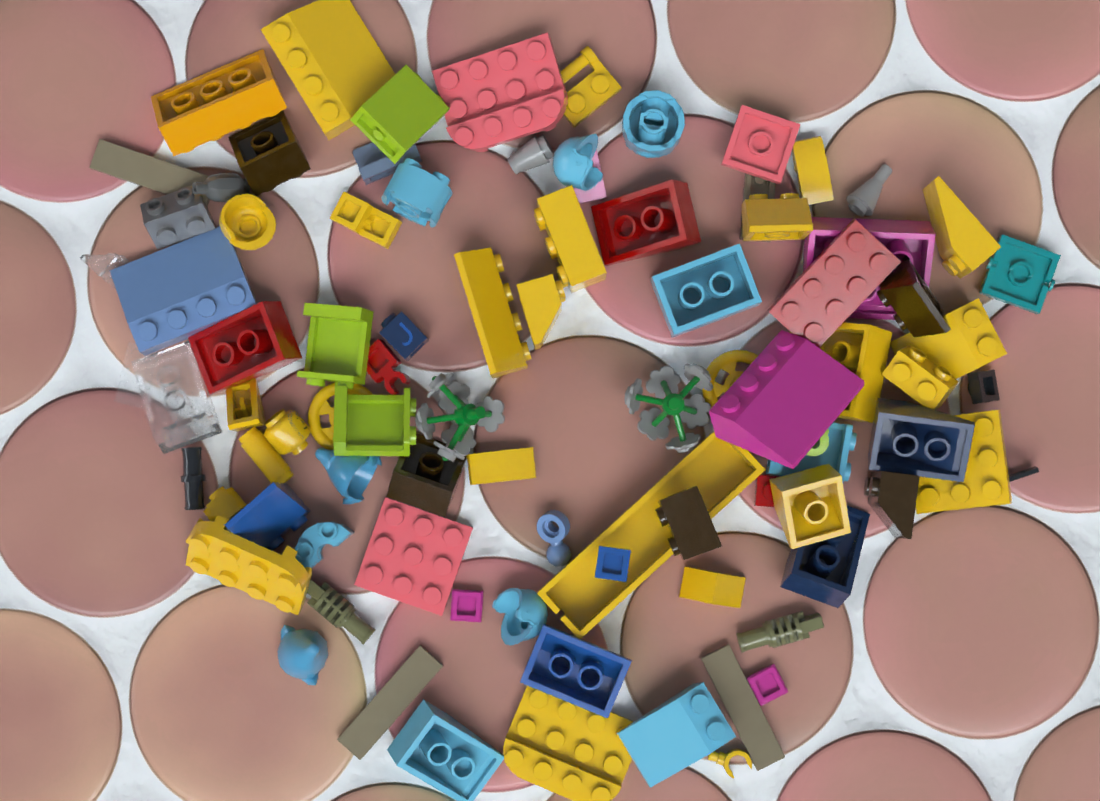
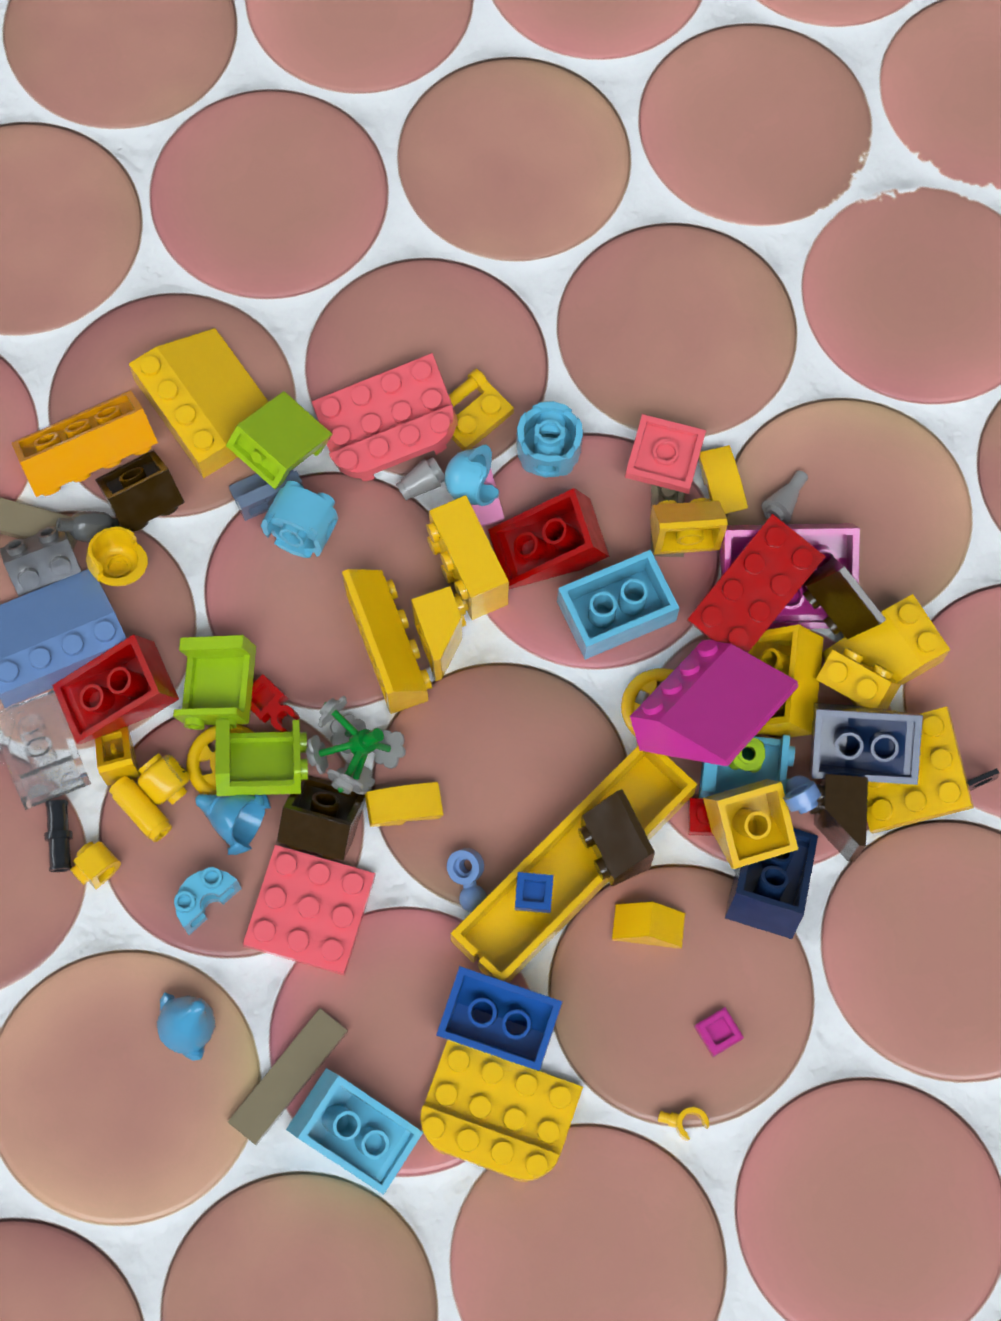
camera: 10 degrees left, 15 degrees down
(248, 565) = (122, 920): yellow plate -> none
(270, 516) = (144, 865): blue slope -> none
(338, 610) = (223, 972): olive hinge -> none
(365, 220) = (244, 555): yellow slope -> none
(403, 335) = (290, 670): dark blue brick -> none
(466, 605) = (372, 961): dark pink tile -> none
(523, 616) = (435, 960): medium azure helmet -> none
(676, 734) = (619, 1089): medium azure slope -> none
(689, 411) = (581, 710): light grey plant -> none
(742, 707) = (693, 1059): dark tan tile -> none
(780, 631) = (728, 969): olive hinge -> none
(858, 486) = (801, 794): none -> medium blue plate
(959, 235) = (887, 532): yellow slope -> none
(983, 386) = (928, 691): black plate -> none
(1020, 274) = (955, 573): teal plate -> none

